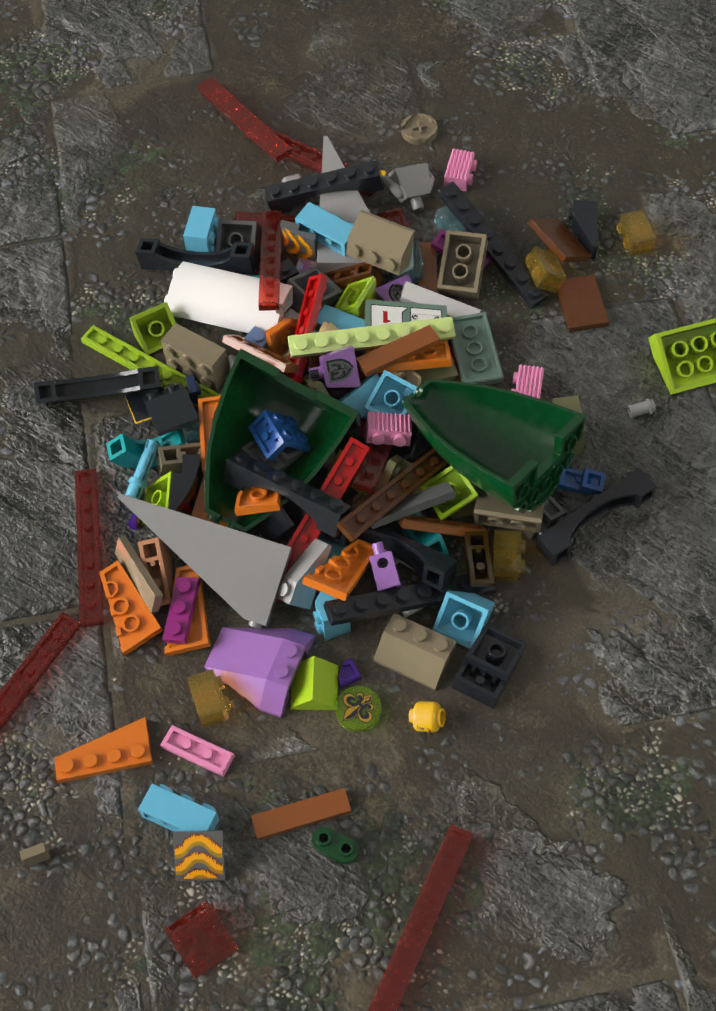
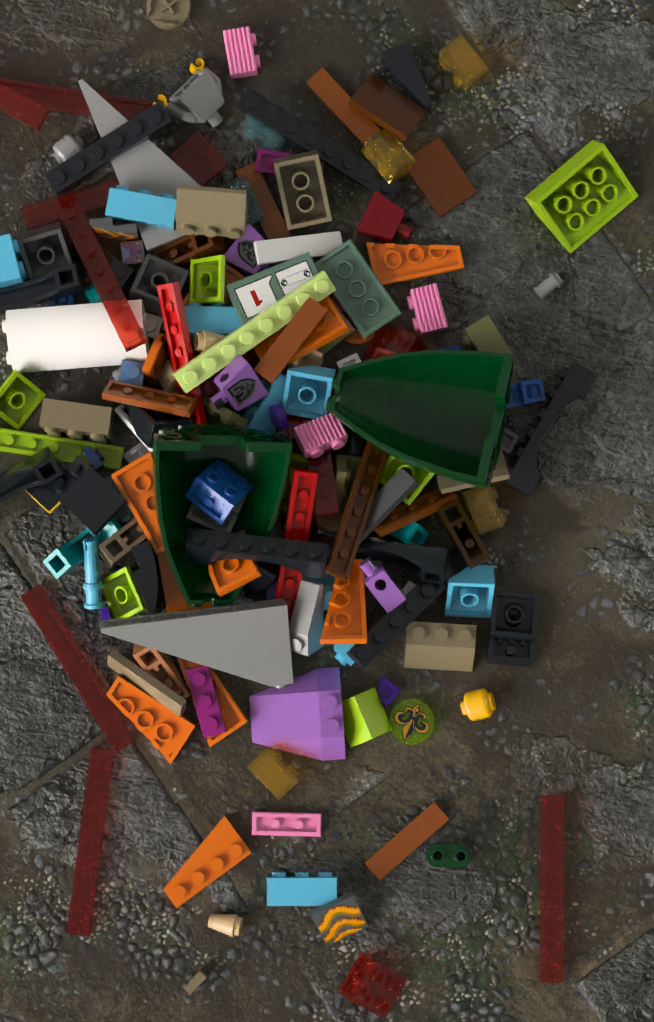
camera: 35 degrees left, 25 degrees up
(94, 815) = (226, 923): none -> tan cone
(361, 405) = (278, 416): none -> dark purple tile
(518, 222) = (337, 102): none -> dark orange tile
(519, 313) = (383, 220): none -> dark red torso
(521, 349) = (402, 263): none -> orange wing

